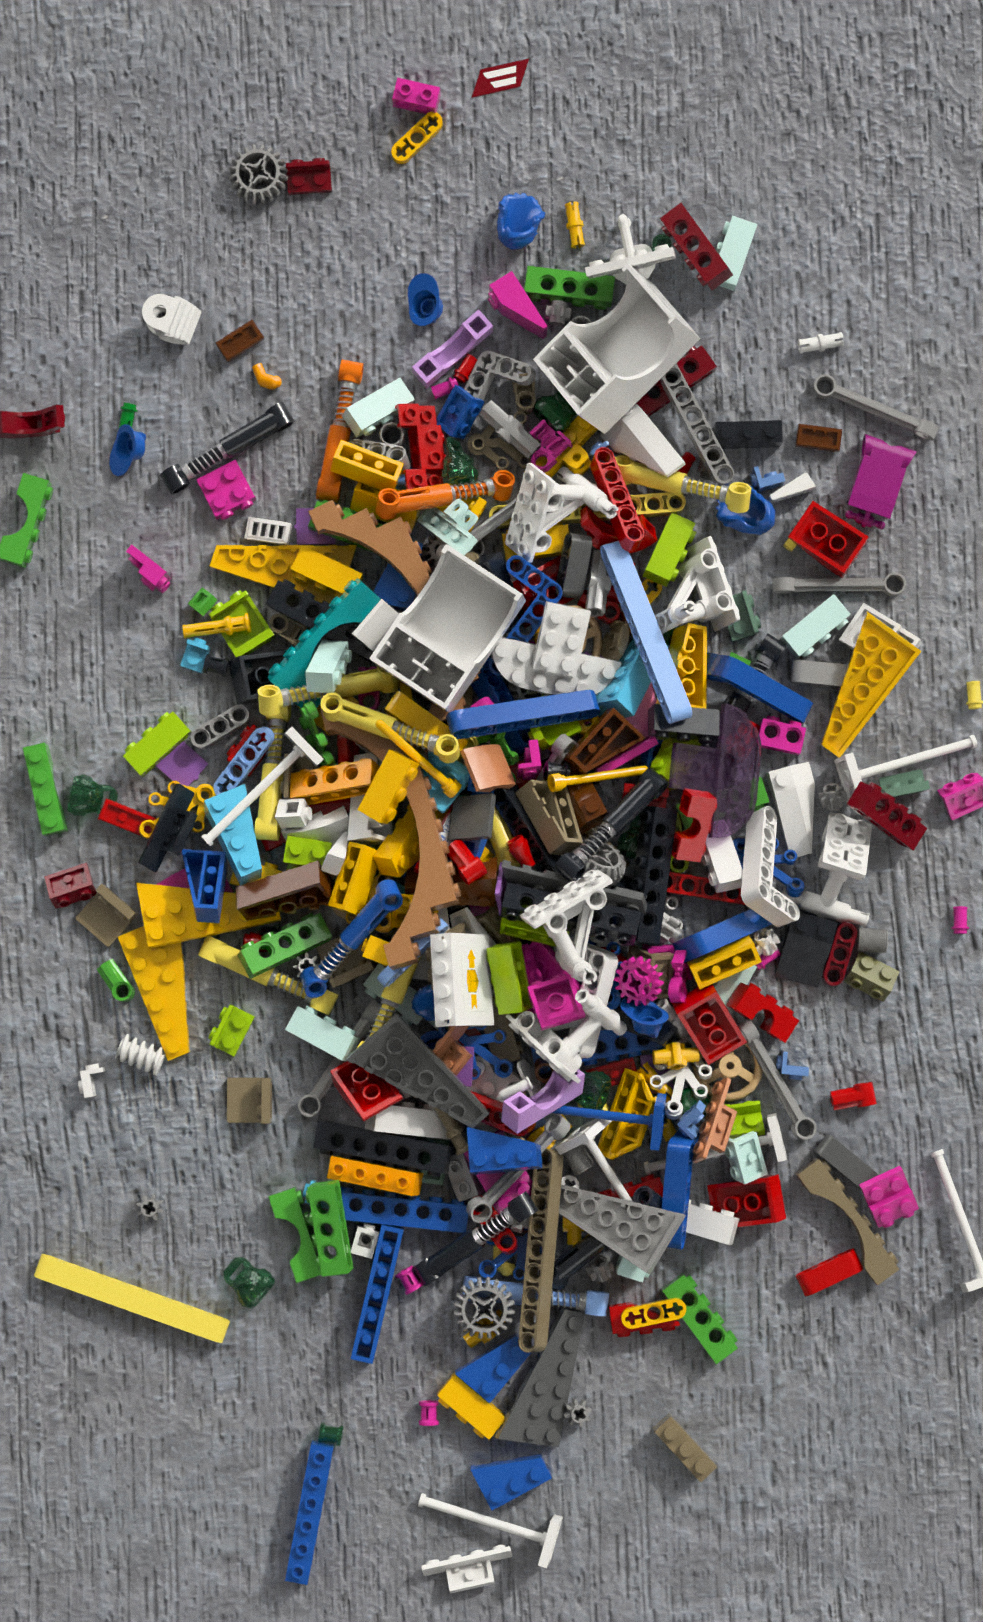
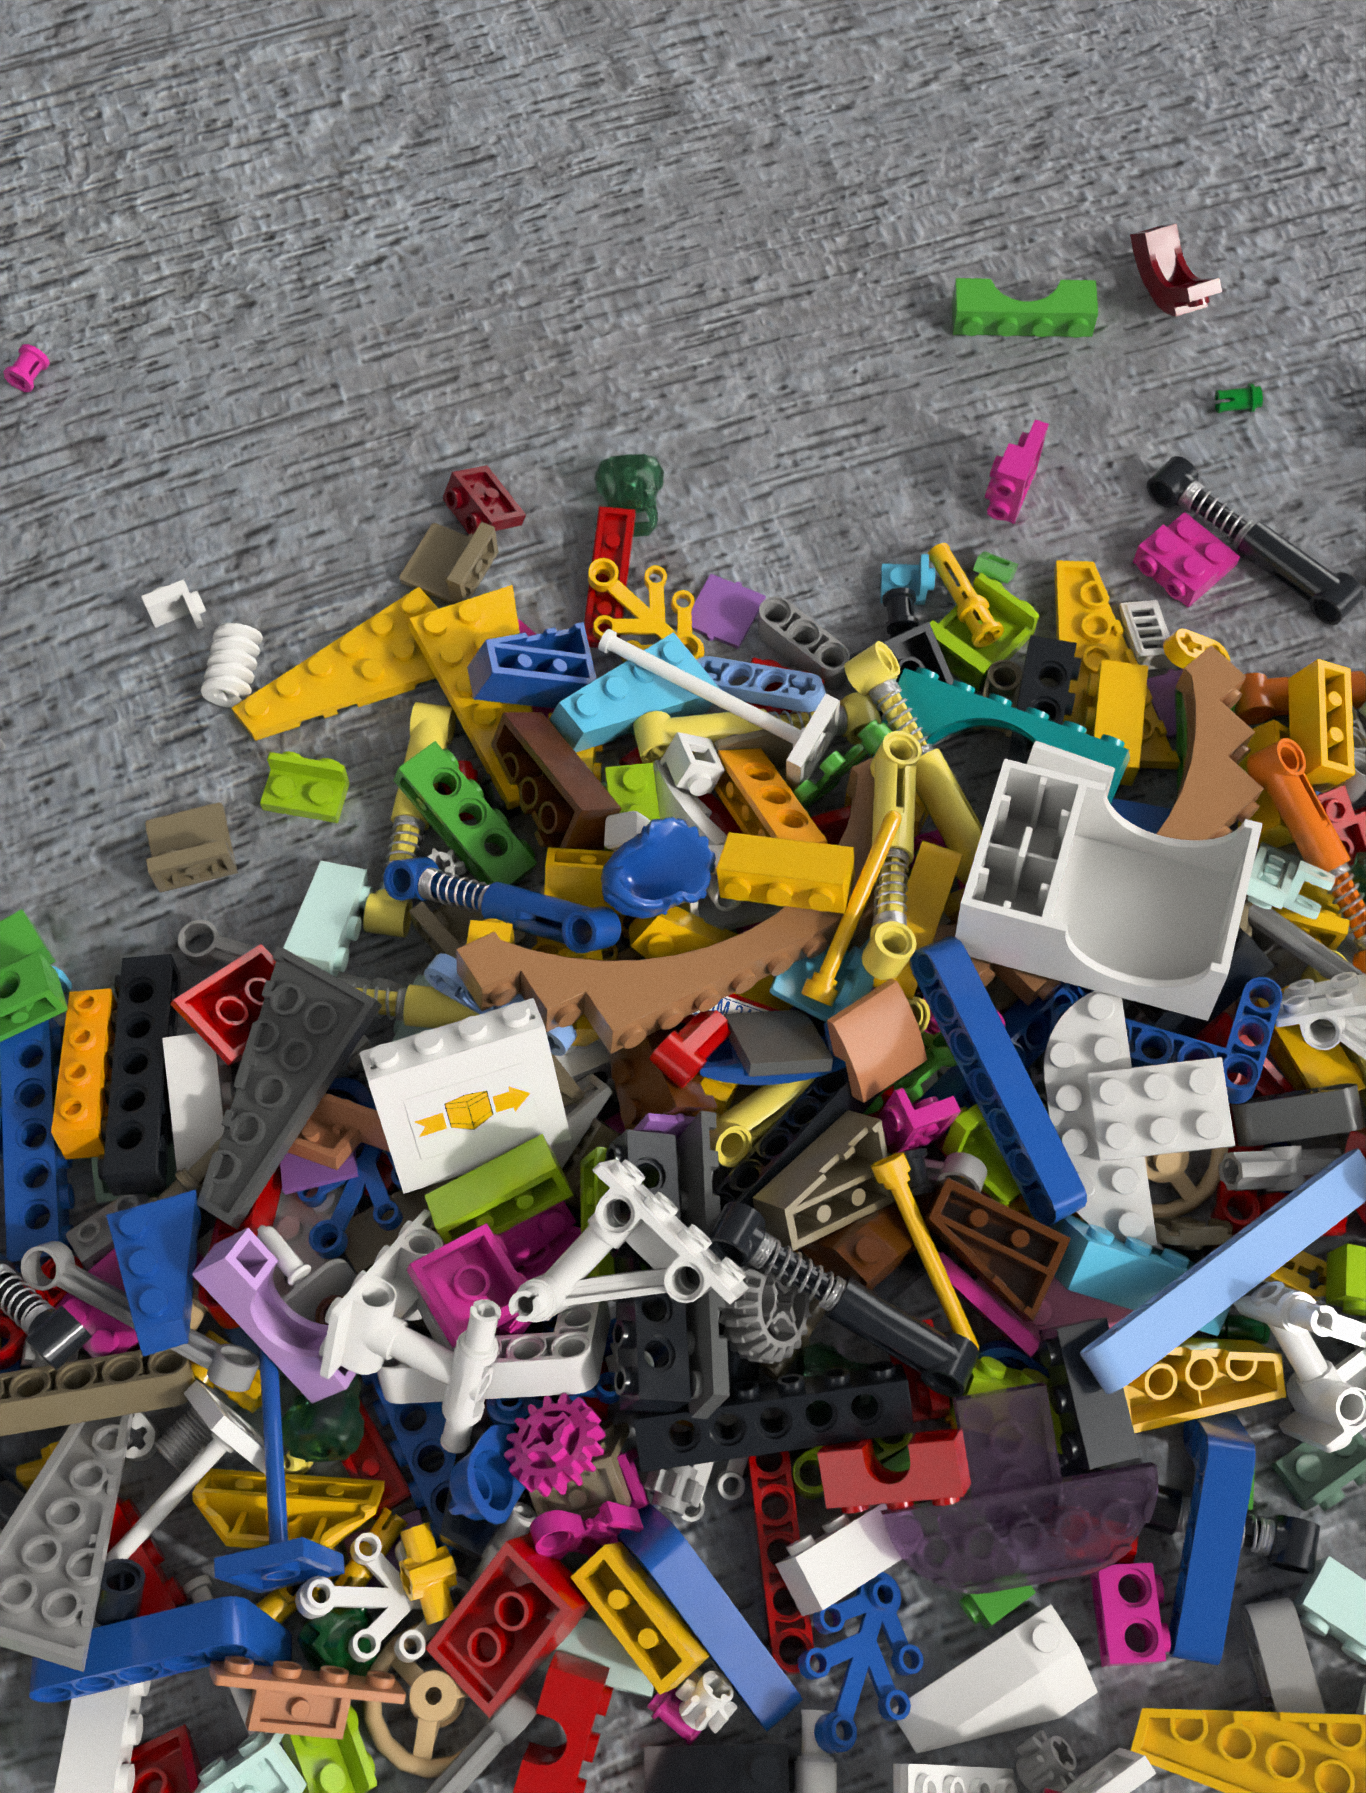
camera: 80 degrees right, 20 degrees down
(44, 790) = (658, 412): bright green arch -> none
(115, 980) = (344, 602): bright green piece -> none
(126, 448) = (1193, 412): blue piece -> none
(156, 743) = (744, 559): lime brick -> none
(170, 830) = (611, 598): black bracket -> none
(289, 509) = (1186, 646): none -> yellow beam
(328, 666) = (959, 743): light aqua brick -> none
(369, 852) = (658, 869): none -> blue piece
(520, 850) = (742, 1146): red cone -> none
(690, 1118) = (295, 1633): medium blue bracket -> none
(758, 871) = (845, 1634): white beam -> none

